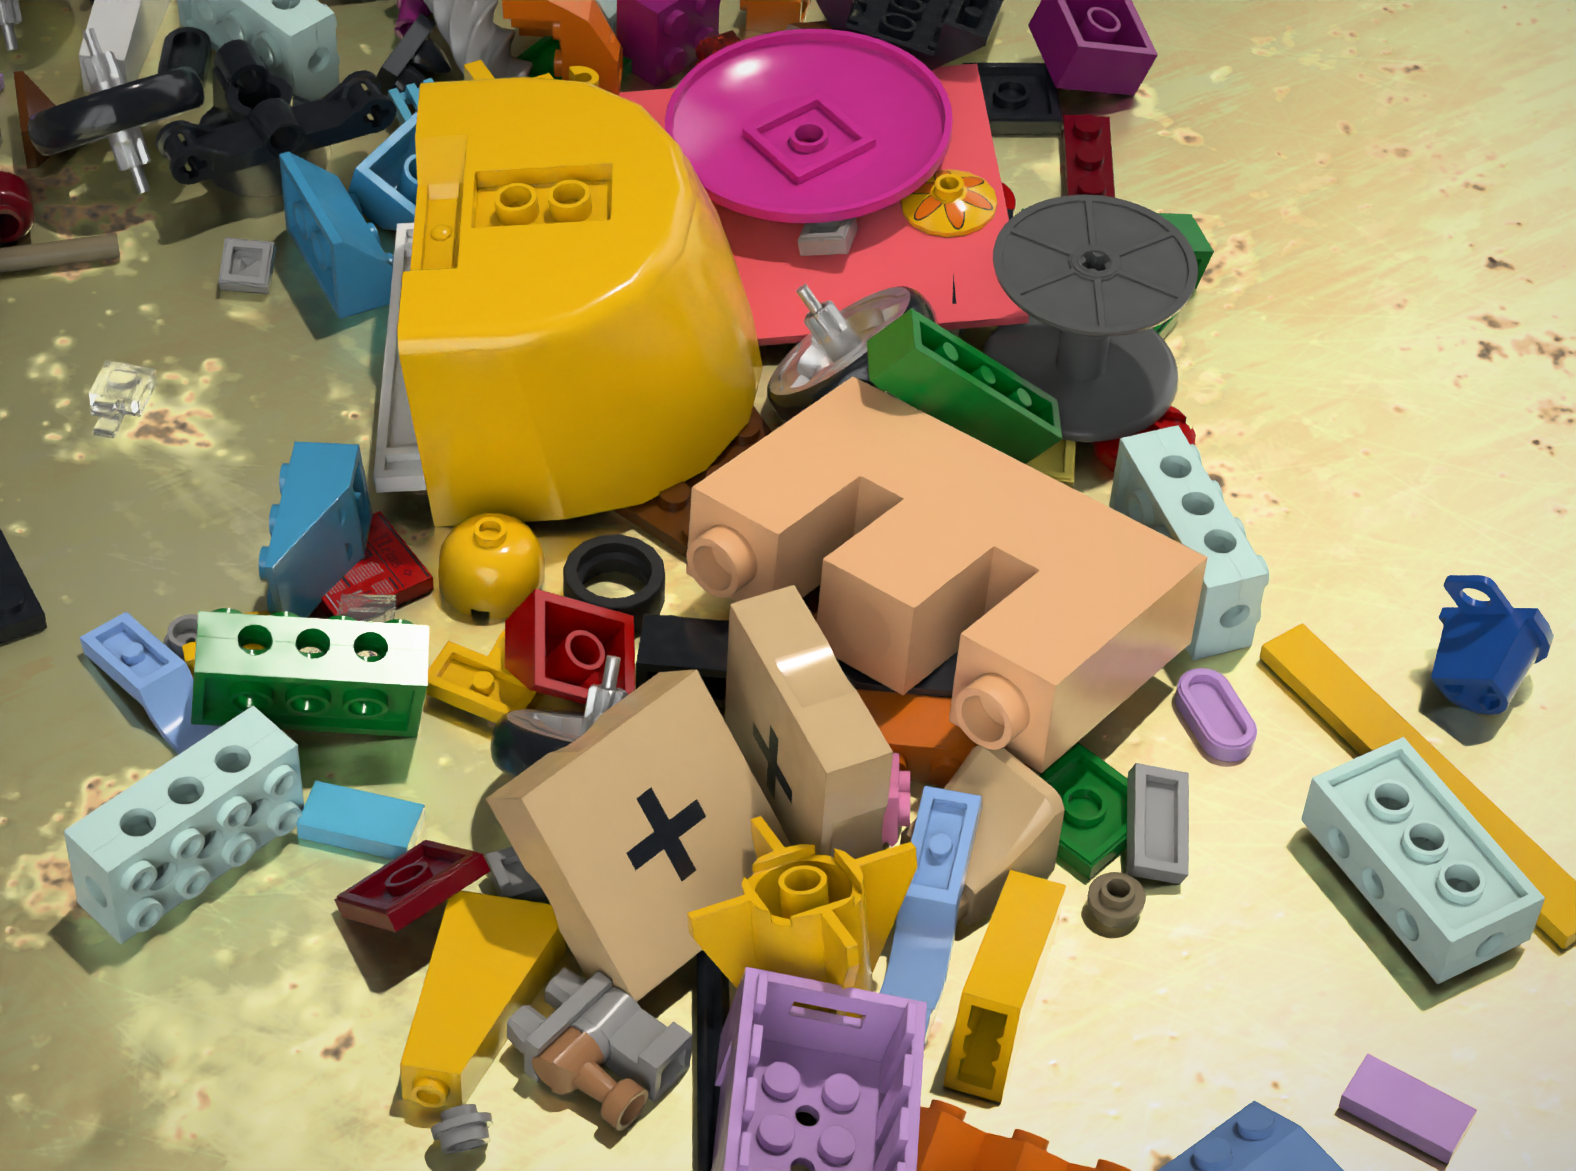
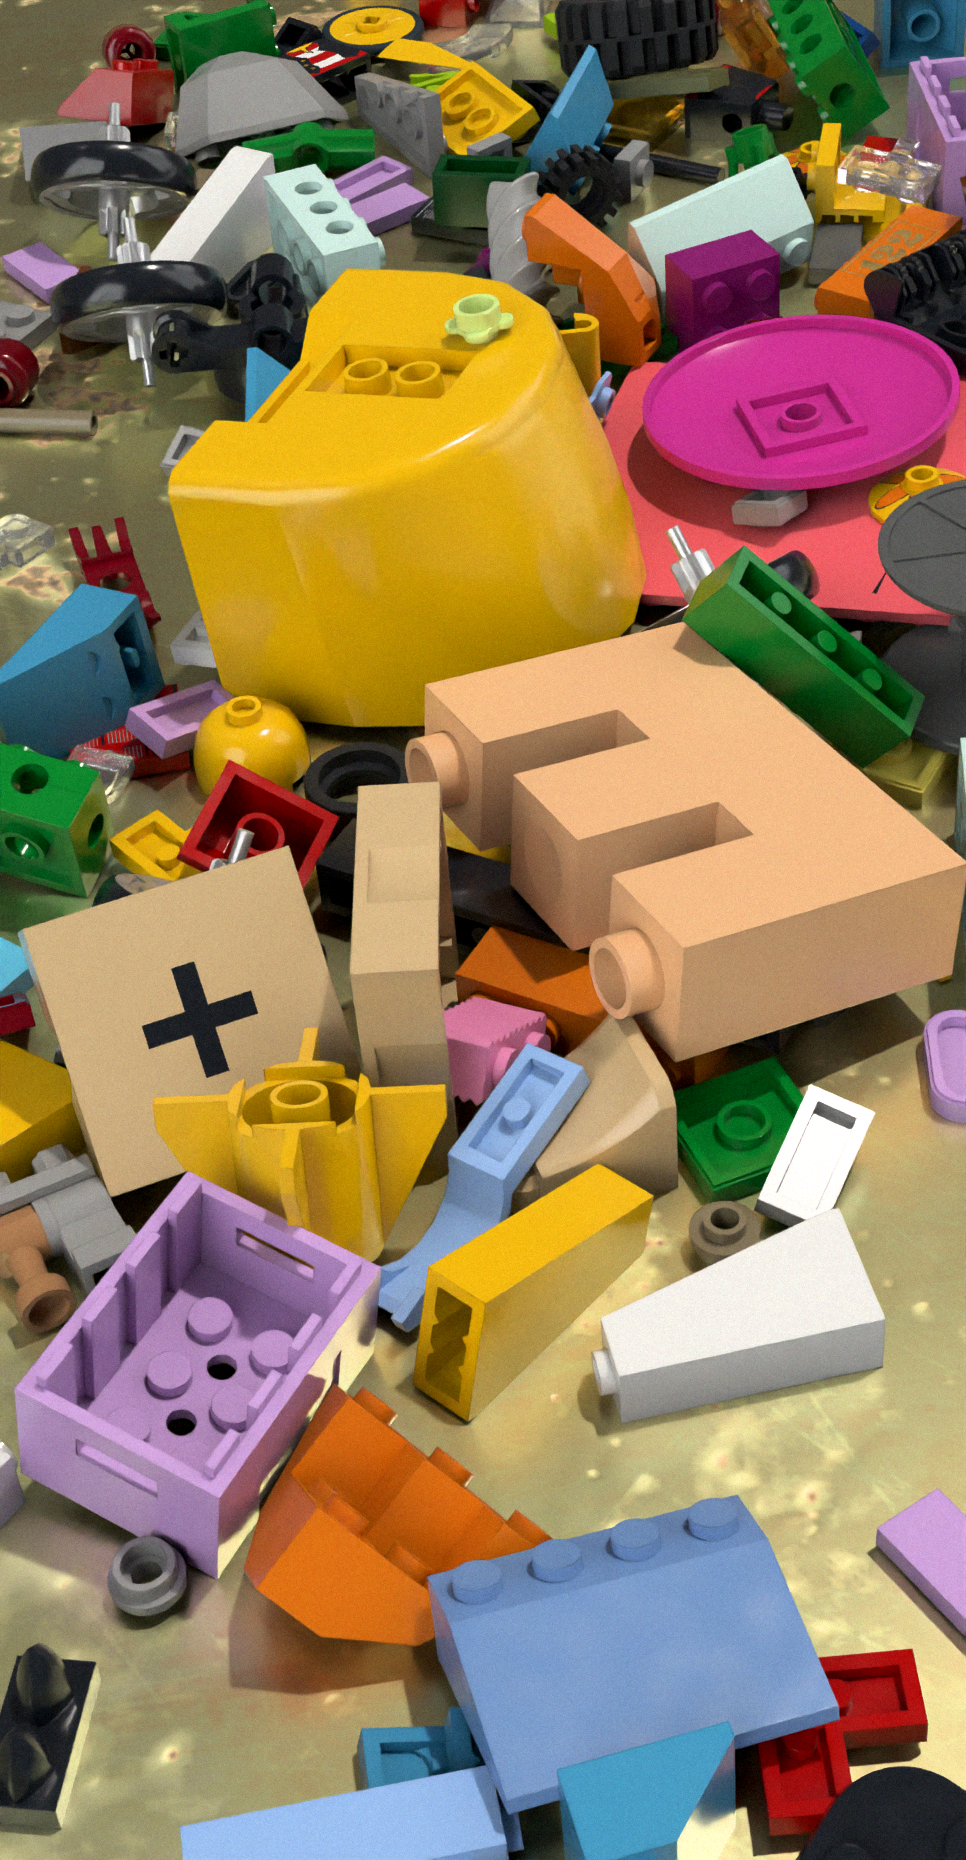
camera: 30 degrees right, 5 degrees down
(234, 404) = (113, 566): none -> dark red piece
(415, 546) = (172, 721): none -> lavender tile
(602, 132) = (478, 318): none -> yellowish green plate
(1178, 967) = (745, 1325): none -> white slope

